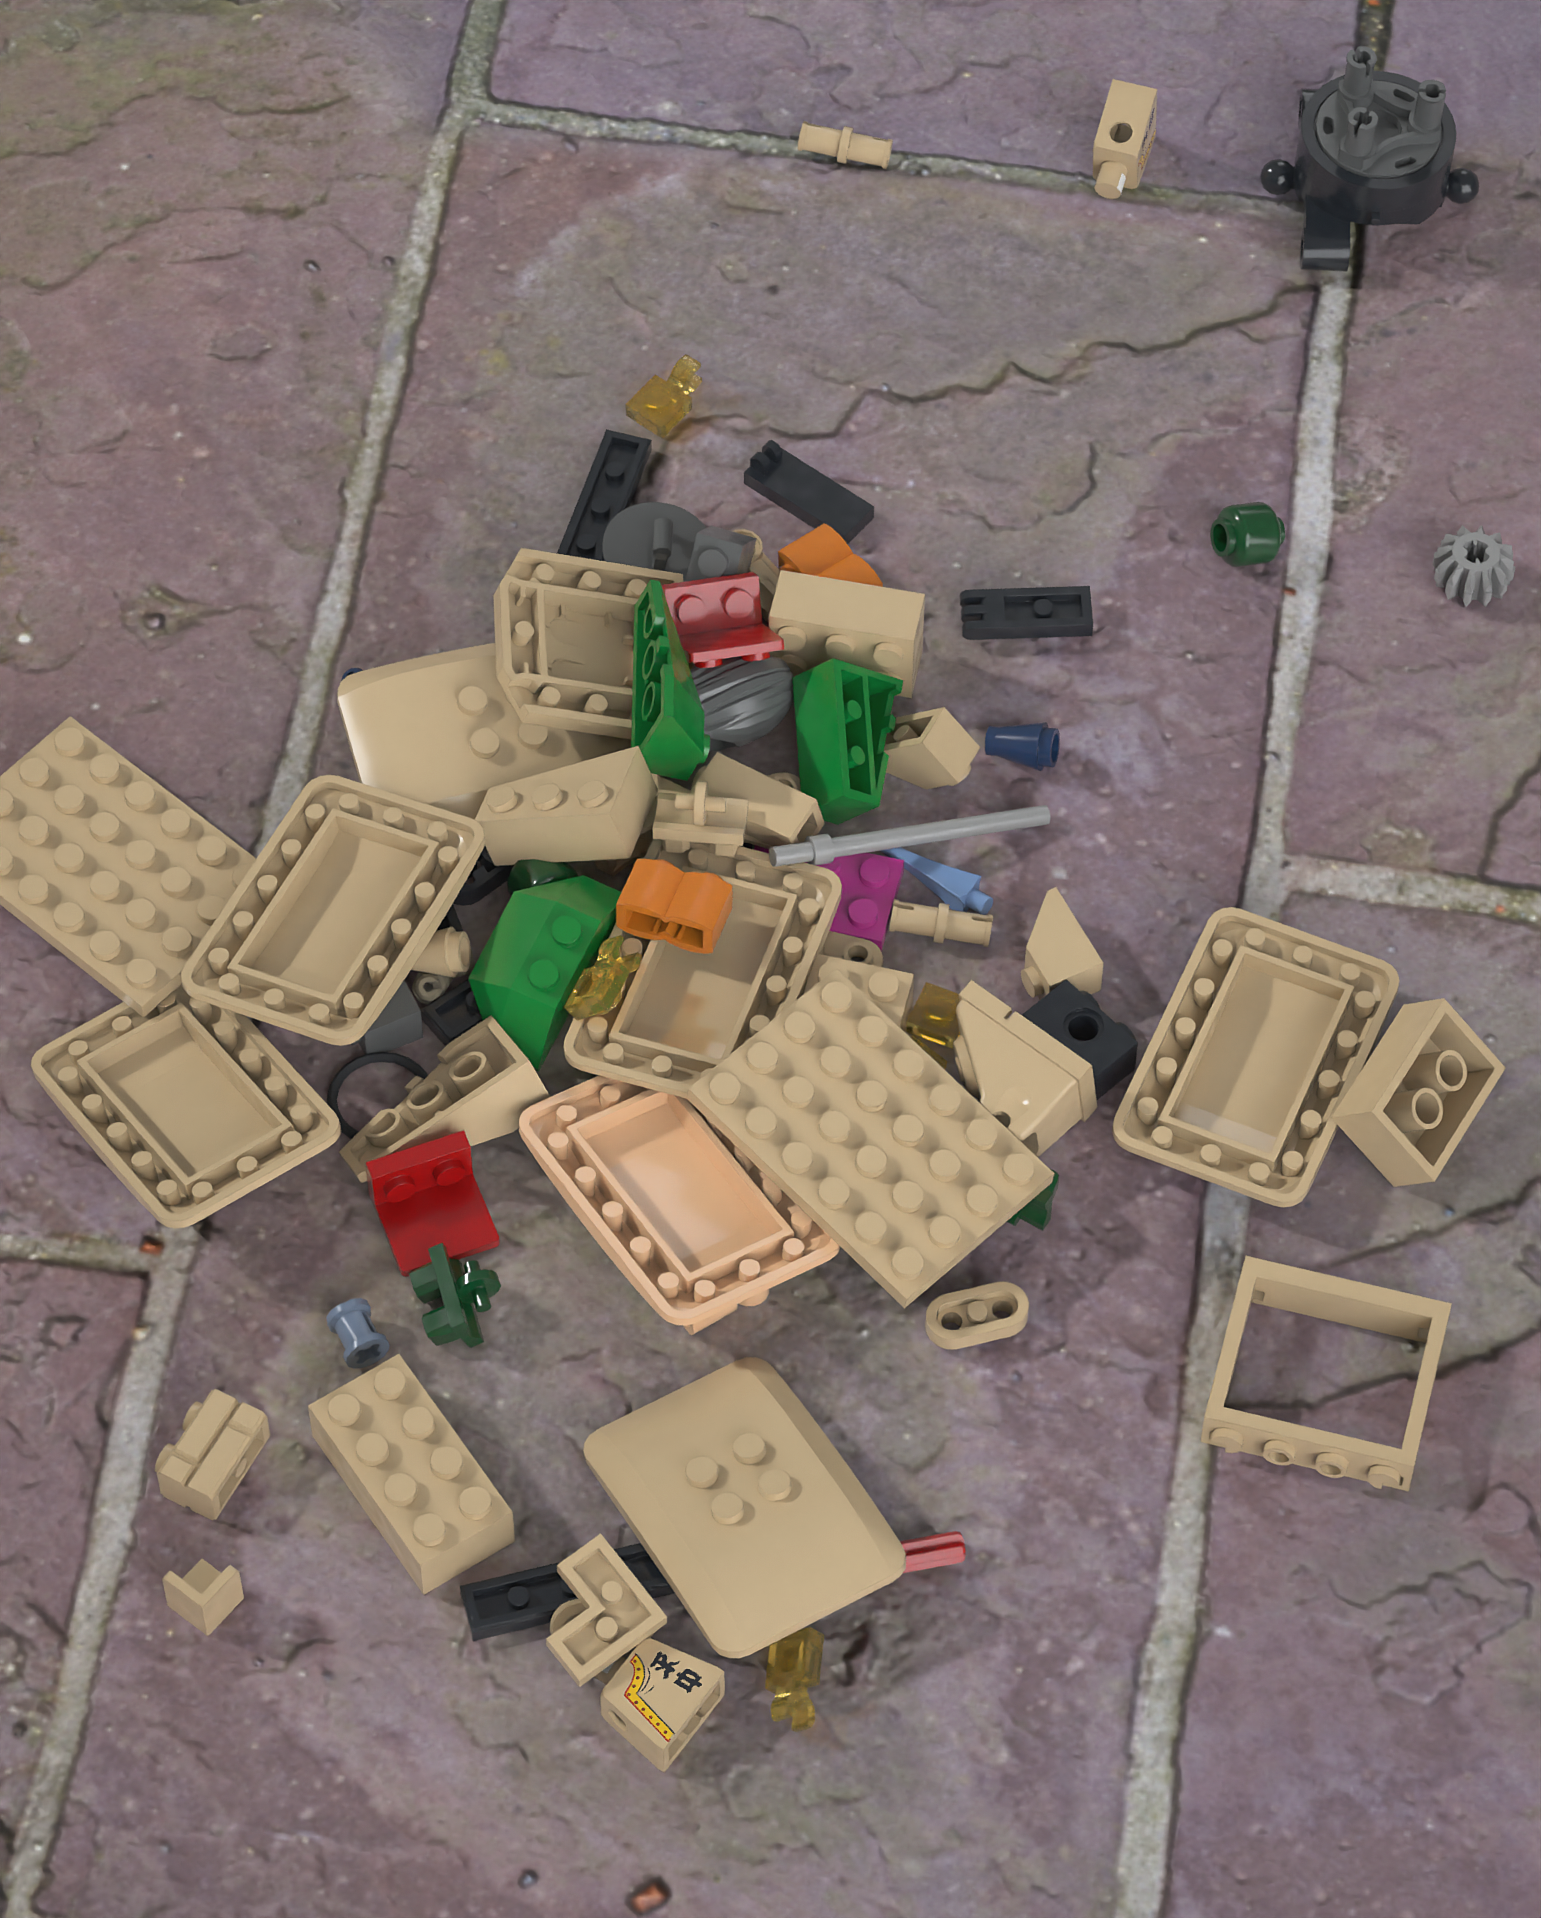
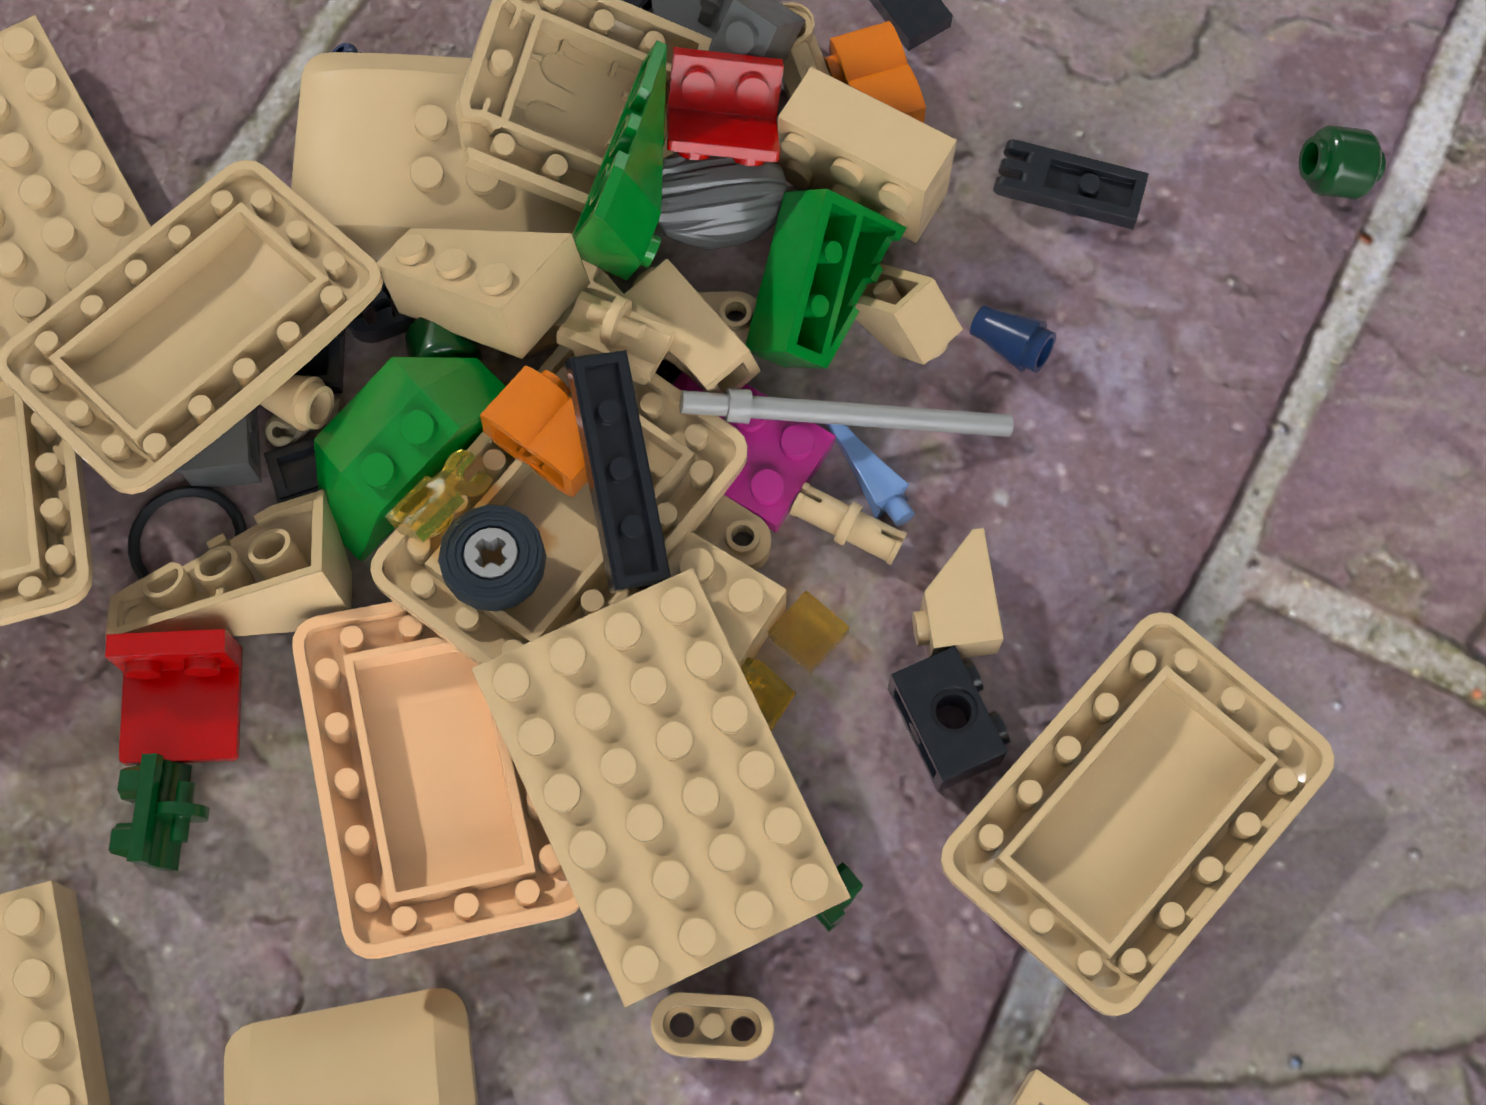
camera: 20 degrees right, 15 degrees up
(357, 1333) = (41, 822): sand blue bush -> none
(680, 1028) = (494, 585): none -> black bush
(747, 912) = (618, 471): none -> black tile
(1020, 1071) = (854, 751): tan piece -> none
(1418, 1092) = (1309, 923): tan brick -> none

